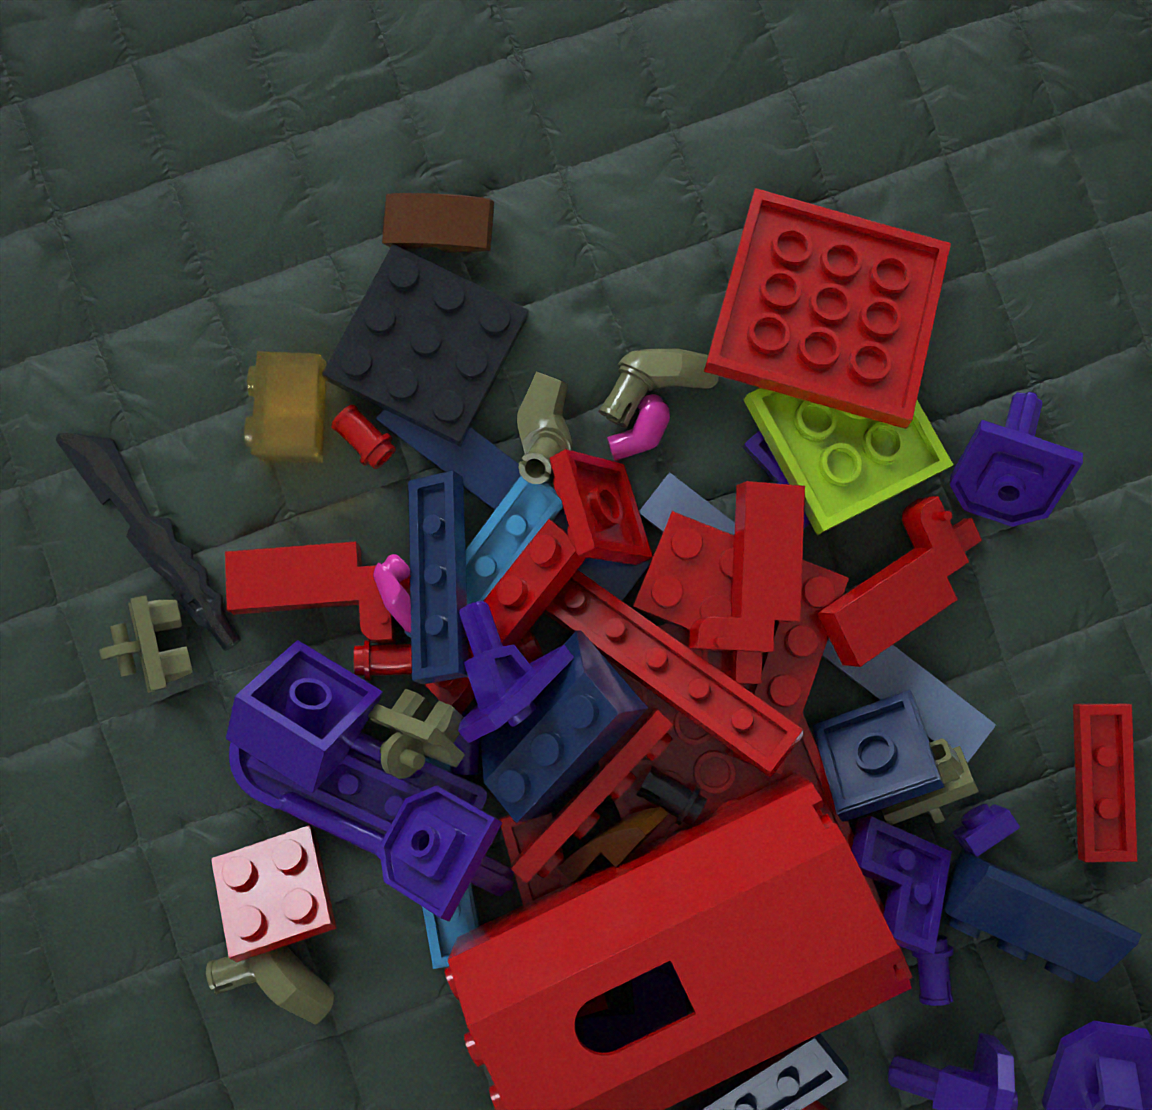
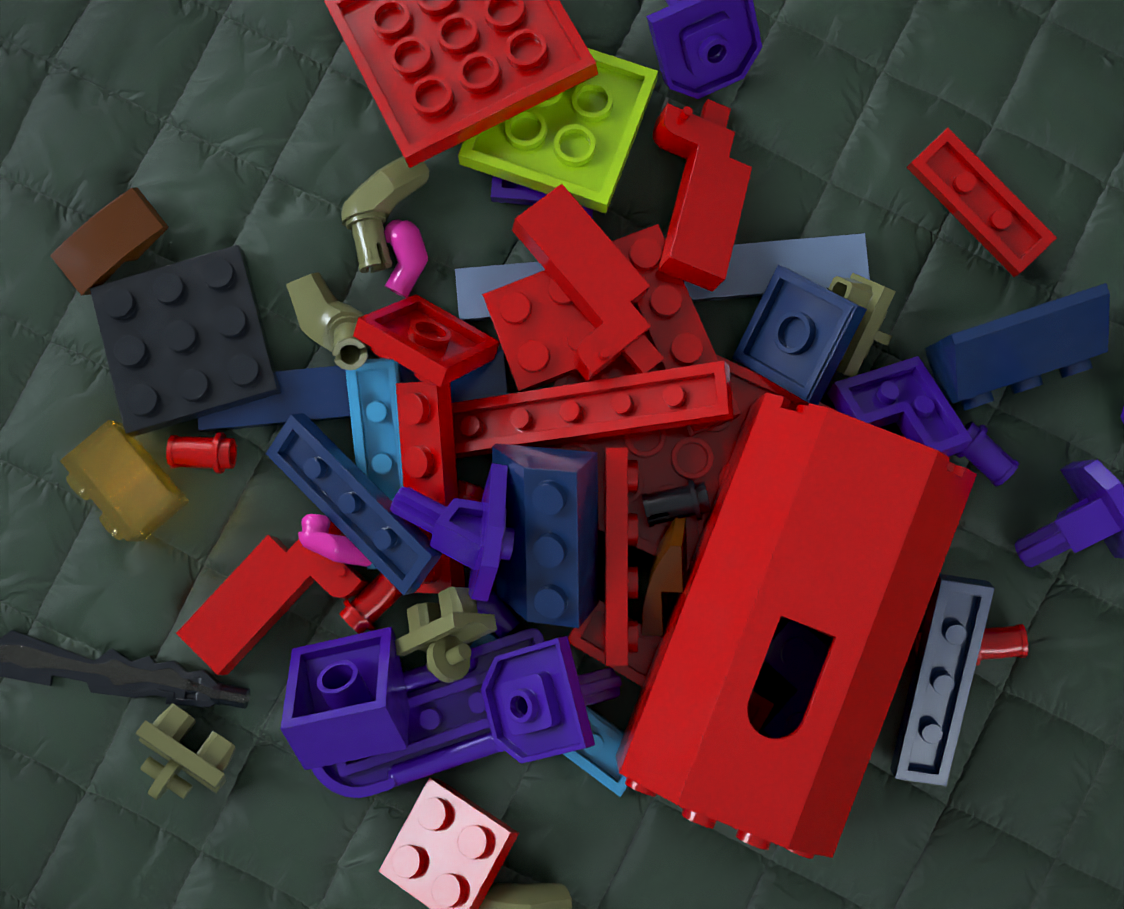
camera: 45 degrees left, 0 degrees up
(984, 828) = (925, 316): dark purple plate -> none

